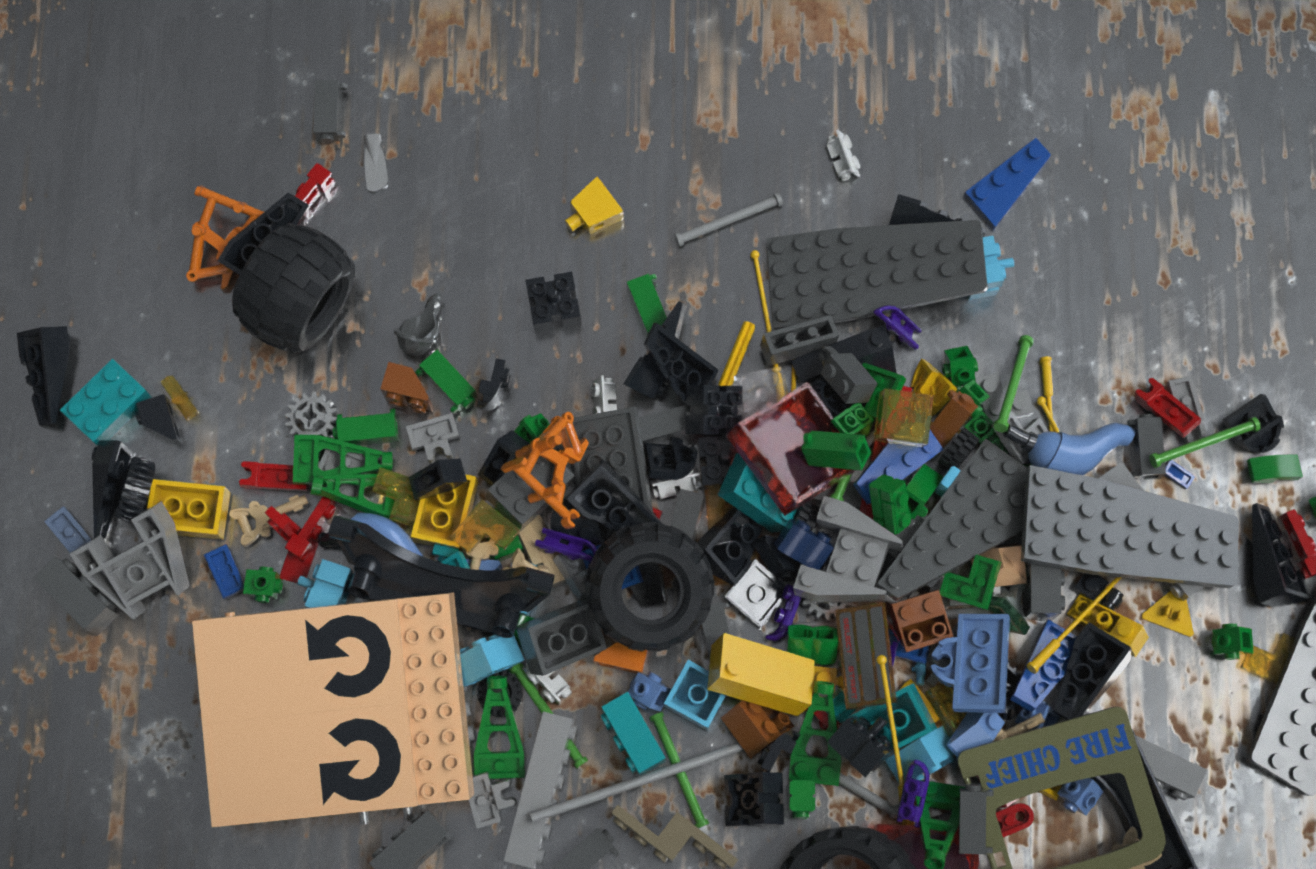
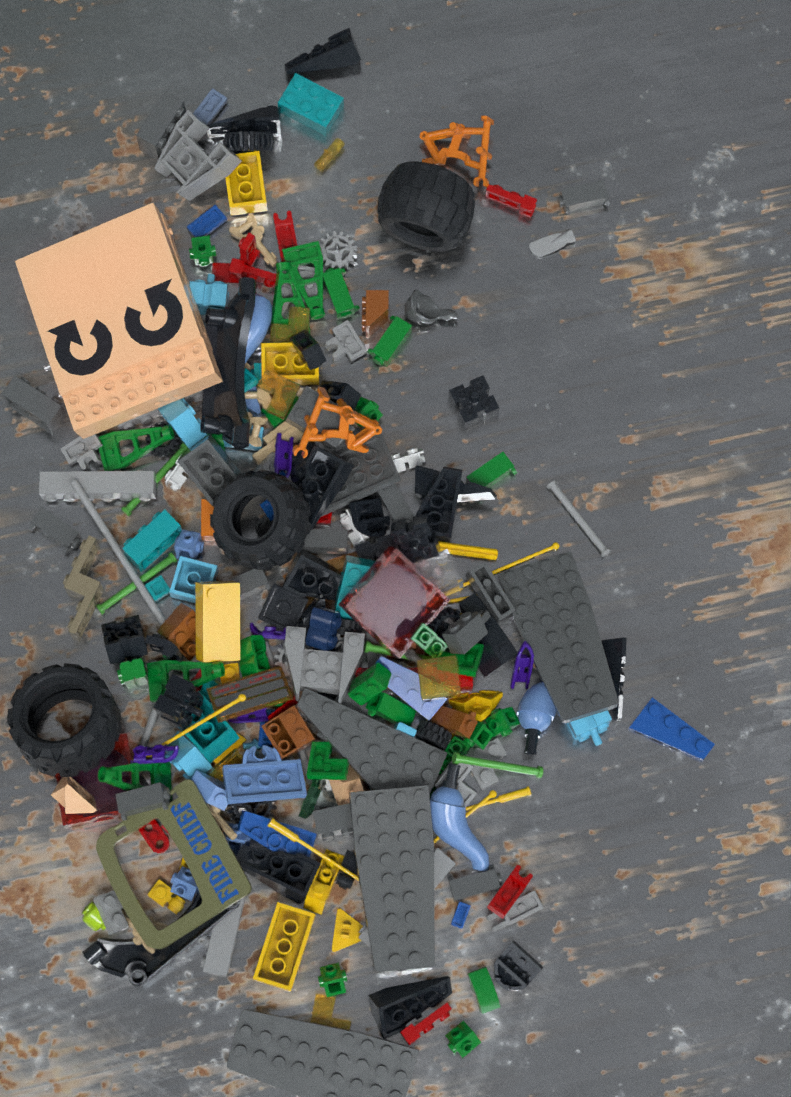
camera: 75 degrees right, 0 degrees up
(158, 418) = (309, 144): black slope -> none
(239, 249) = (482, 183): black wedge -> none
(494, 390) = (392, 375): black slope -> none
(594, 208) = (558, 413): yellow torso -> none
(693, 743) = (158, 588): none -> teal plate
(835, 450) = (399, 630): green brick -> none
(841, 147) = (664, 591): white hinge -> none
(960, 325) = (535, 715): none -> medium blue animal
(1083, 827) = (161, 894): none -> yellow plate
(1183, 690) = (284, 947): none -> yellow brick
(1252, 425) = (488, 926): bright green bar -> none

